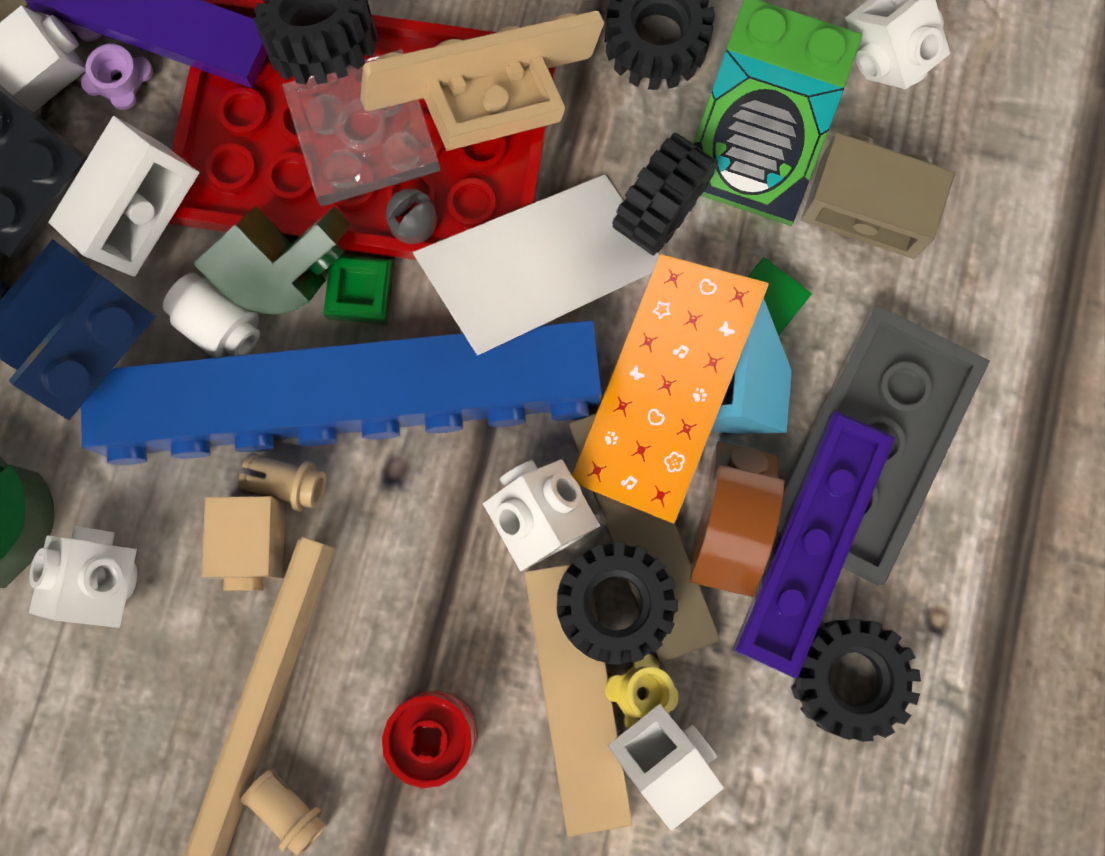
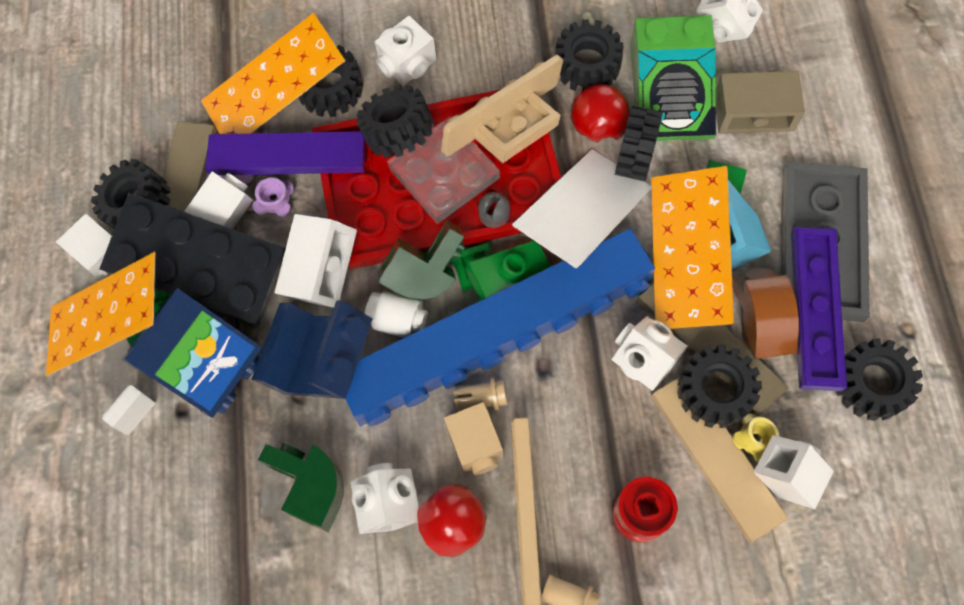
camera: 15 degrees left, 10 degrees down
(164, 643) = (451, 520): none -> red hair
(389, 312) = (506, 268): none -> green plate
(635, 121) = (600, 113): none -> red hair

